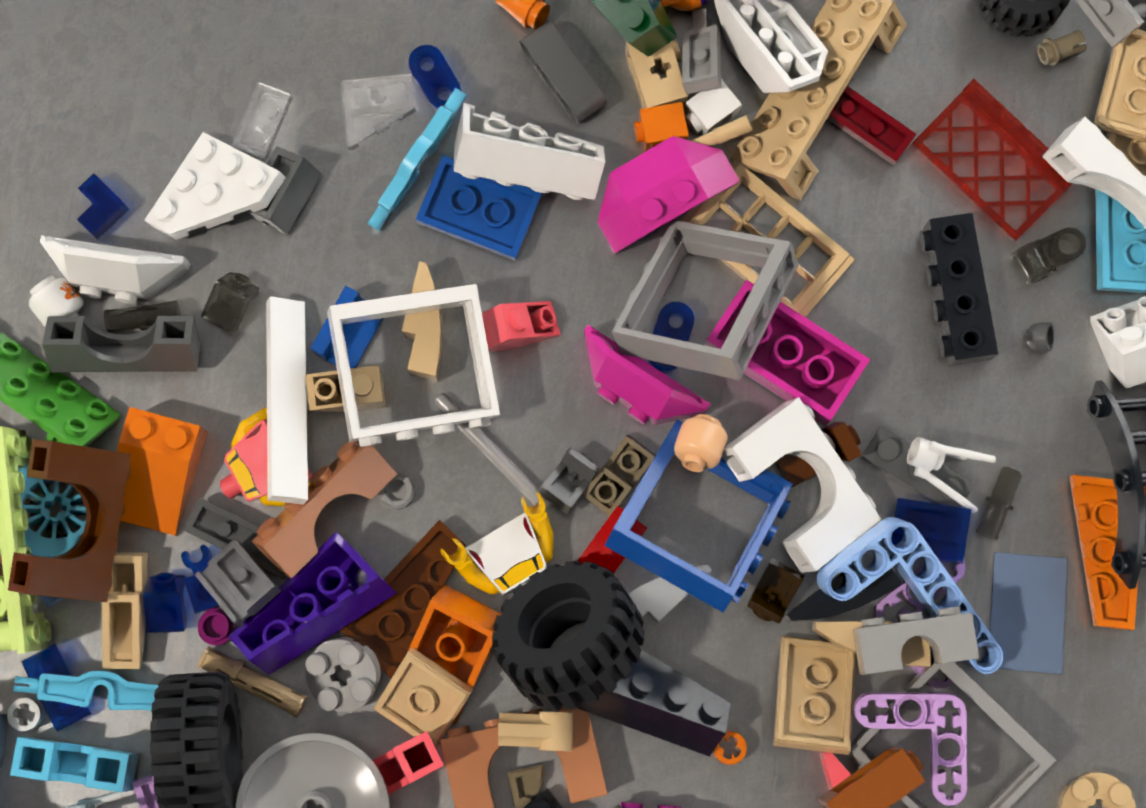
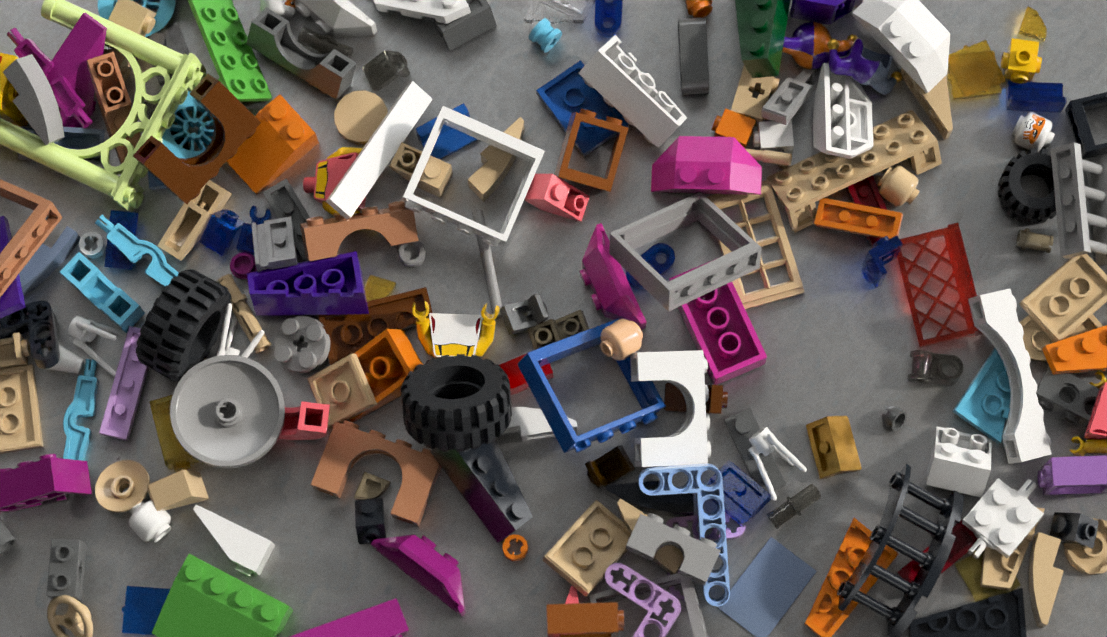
camera: 35 degrees right, 5 degrees down
(236, 372) = (359, 116): none -> tan tile
(262, 738) = (226, 340): none -> white plant
(384, 151) = (545, 35): none -> medium azure wheel
(386, 555) = (378, 288): none -> clear yellow tile
(422, 148) = (552, 56): medium azure piece -> none
(495, 261) = (588, 117): none -> dark orange window
(544, 730) = (403, 455): tan piece -> none
(865, 142) = (857, 218): none -> orange plate
(881, 78) = (898, 186): none -> tan head
(915, 185) = (884, 252): none -> clear blue bracket
(959, 290) = (859, 353): black brick -> none
(997, 411) = (833, 446): none -> pearl gold panel

